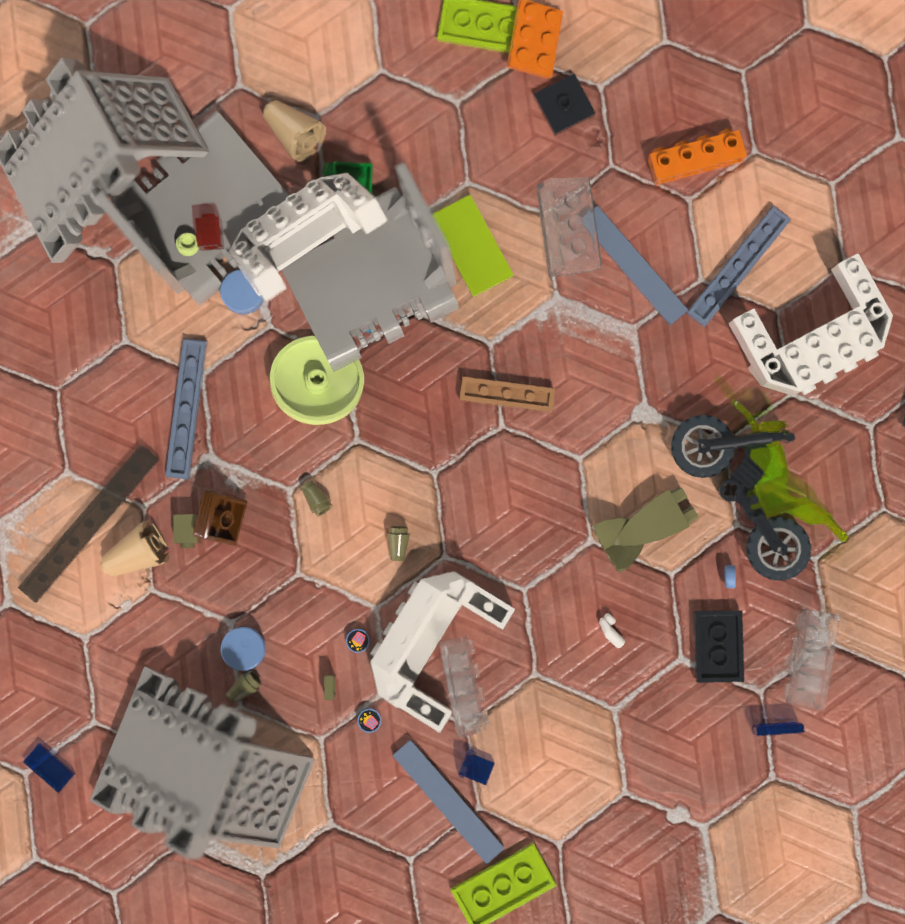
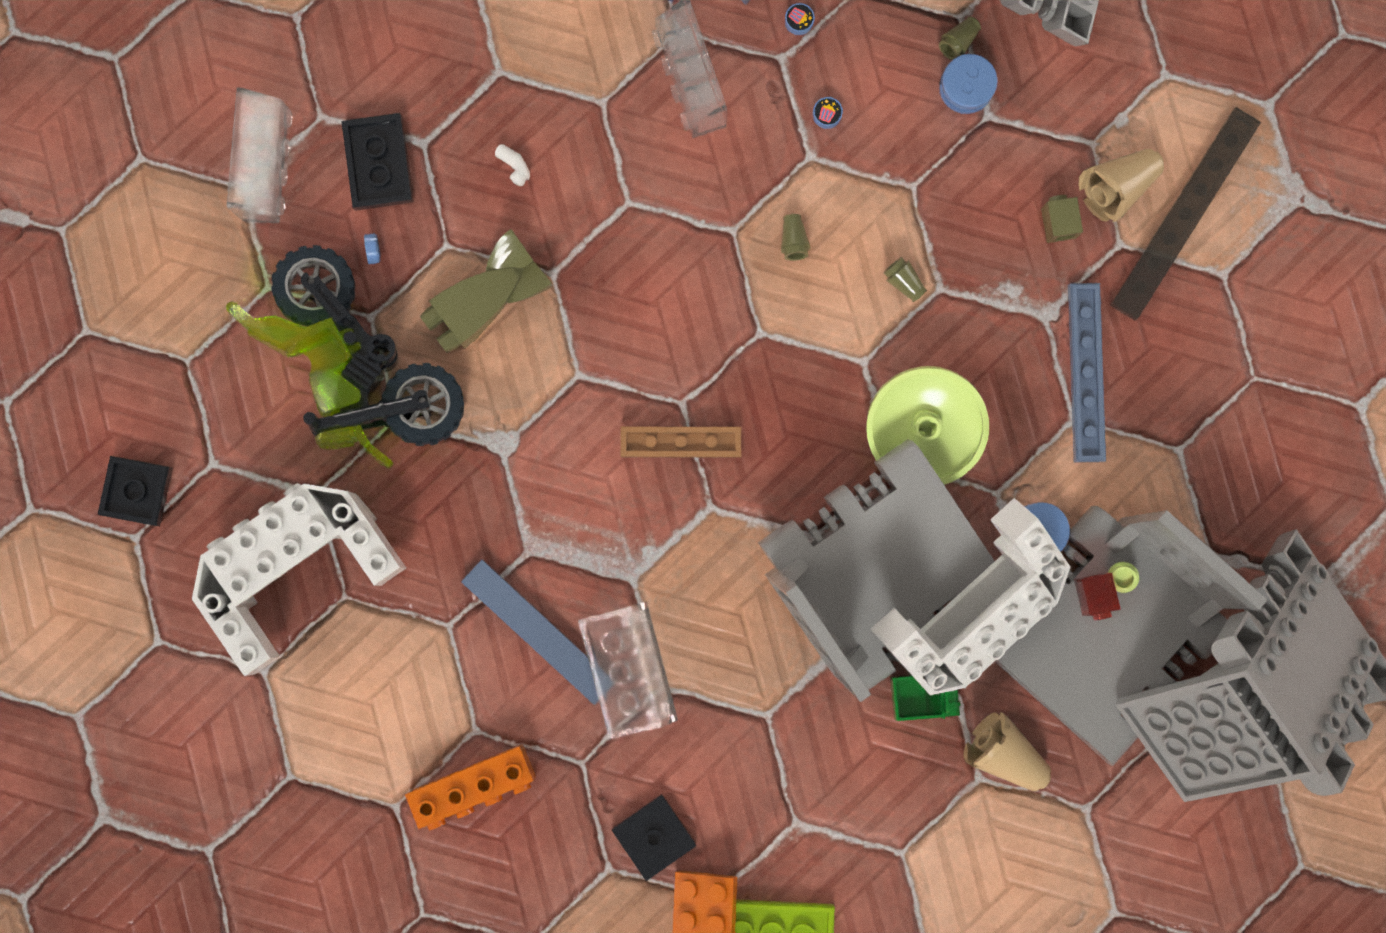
camera: 170 degrees right, 0 degrees up
(219, 518) = (1023, 235): reddish brown brick -> none
(329, 687) = (854, 50): olive tile -> none
(416, 635) = (756, 125): white wedge -> none
(472, 246) = (752, 631): lime tile -> none
(738, 266) = (401, 649): sand blue tile -> none
(777, 728) = (294, 70): clear blue tile -> none

